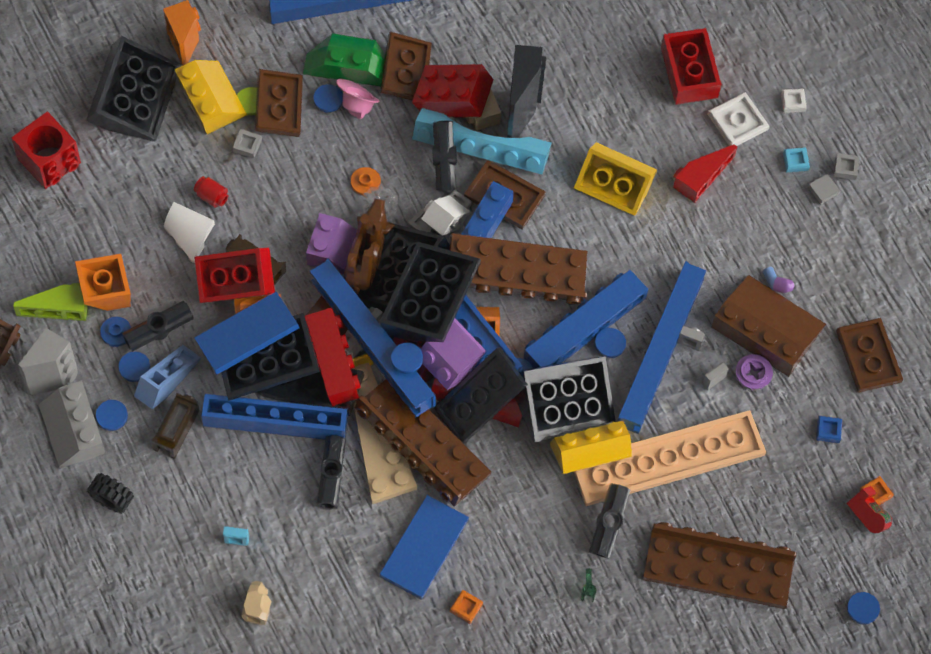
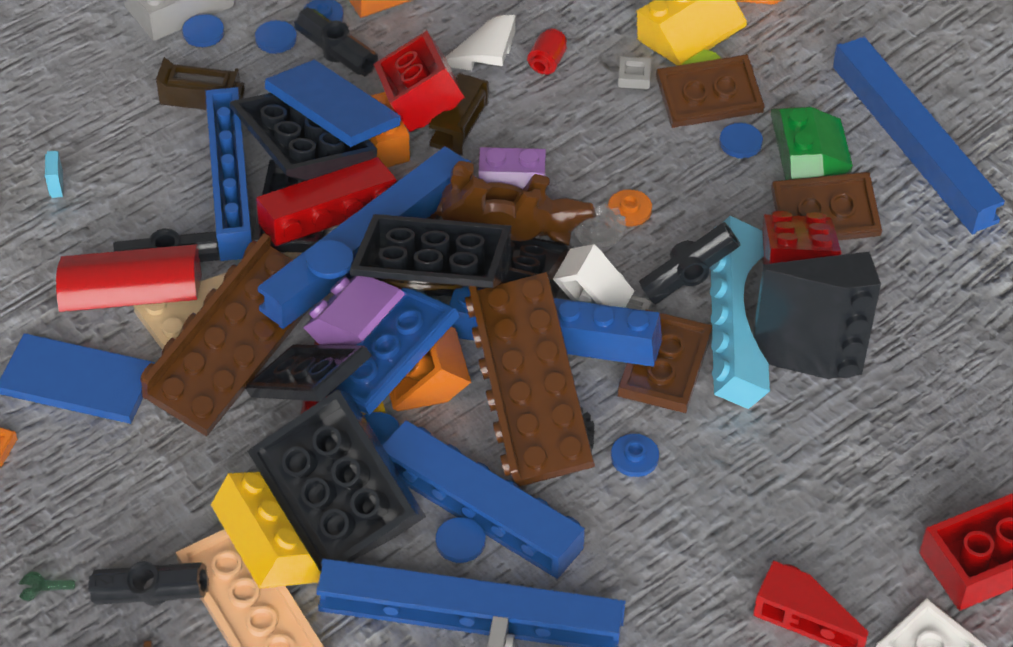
camera: 80 degrees right, 15 degrees down
(110, 493) = (86, 40): black tyre -> none
(165, 376) = (255, 55): medium blue slope -> none
(356, 98) = (753, 161): bright pink piece -> none
(357, 497) = (128, 278): none -> red brick
(568, 232) = (634, 455): none -> blue piece
(615, 178) = (748, 490): yellow slope -> none

